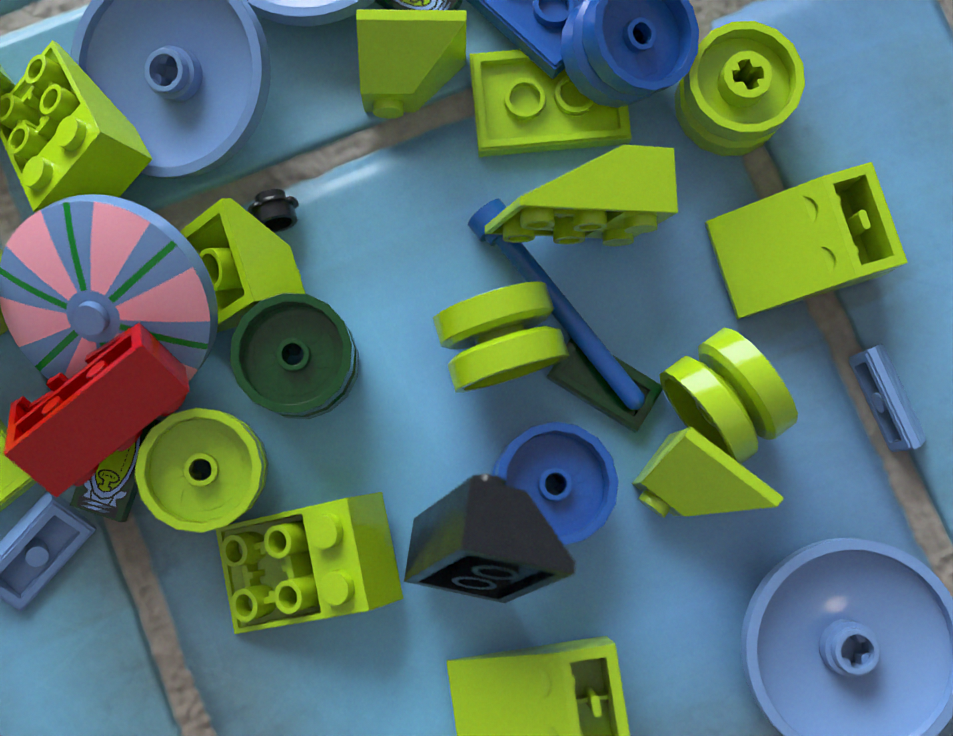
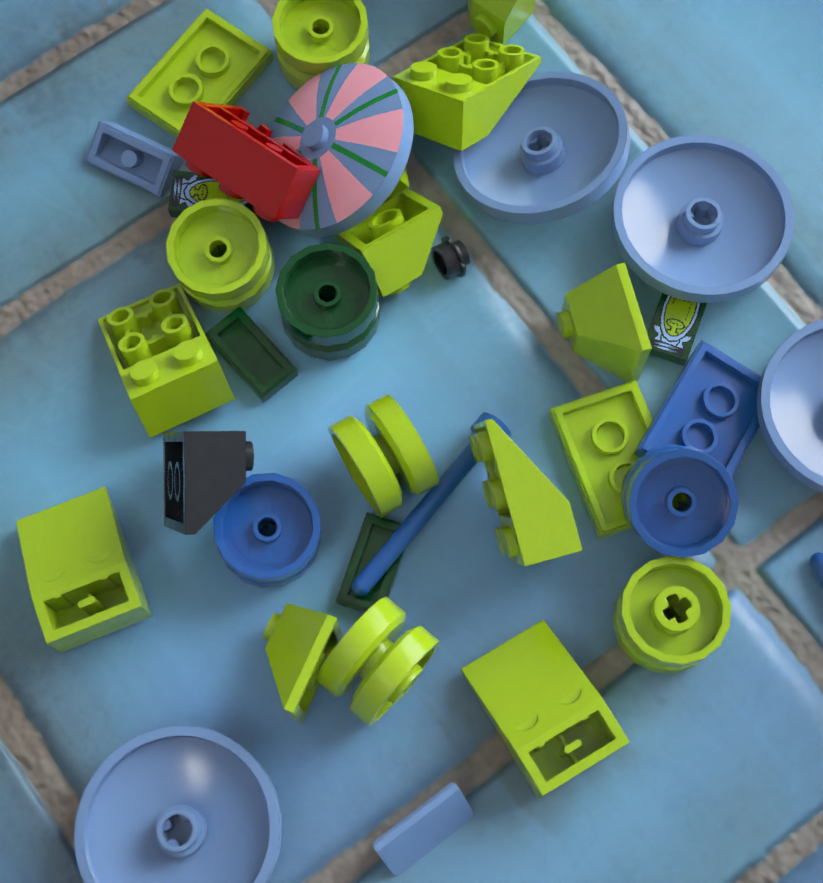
camera: 85 degrees right, 10 degrees down
(327, 462) = (251, 354): none -> dark green tile

